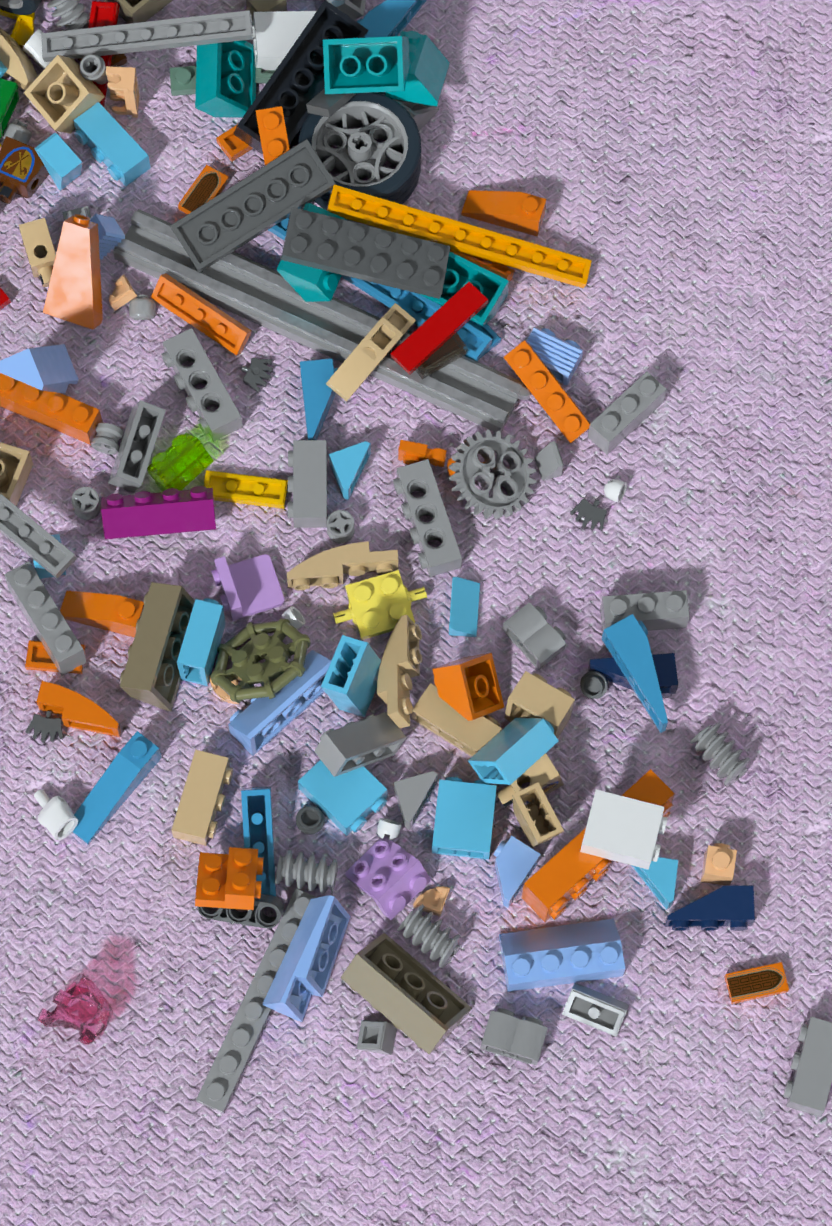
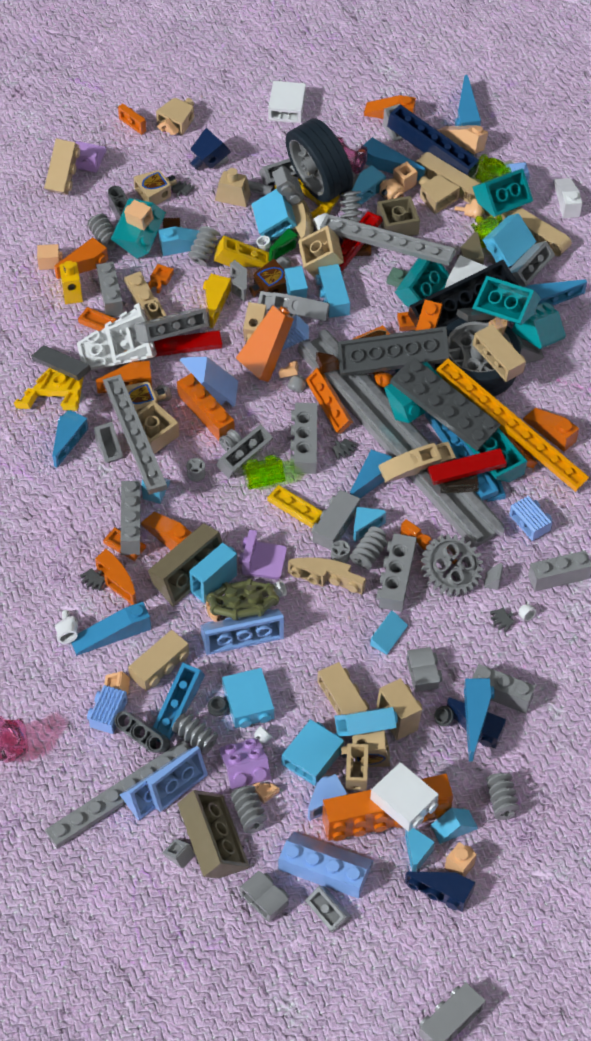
camera: 30 degrees right, 15 degrees down
(73, 195) = (296, 305): none -> light grey slope
(94, 69) = (345, 244): light grey cone -> none
(124, 87) = (358, 264): light nougat hinge -> none
(158, 512) = (234, 492): magenta brick -> none
(164, 856) = (118, 680): none -> light nougat slope
(170, 261) = (327, 362): none -> reddish brown slope
(177, 898) = (108, 704): none -> light blue brick
(229, 879) = (143, 709): orange plate -> none
(257, 248) = (382, 378): none -> orange piece
(352, 676) = (292, 633): medium azure brick -> none
(359, 743) = (272, 673): light grey brick -> none
(370, 102) = (499, 324): none -> light nougat tile
(373, 502) = (369, 547): none -> light grey piece
(378, 604) = (337, 607): light yellow plate -> none
(395, 143) = (499, 352): none -> tan brick
(398, 665) = (325, 644): tan slope -> none
(413, 794) = (289, 723): light grey slope -> none
(470, 686) = (362, 673): orange slope -> none
(547, 391) = (515, 535): orange plate -> none
(683, 822) = (453, 824): none -> medium azure slope
(756, 983) = (444, 947): tile -> none

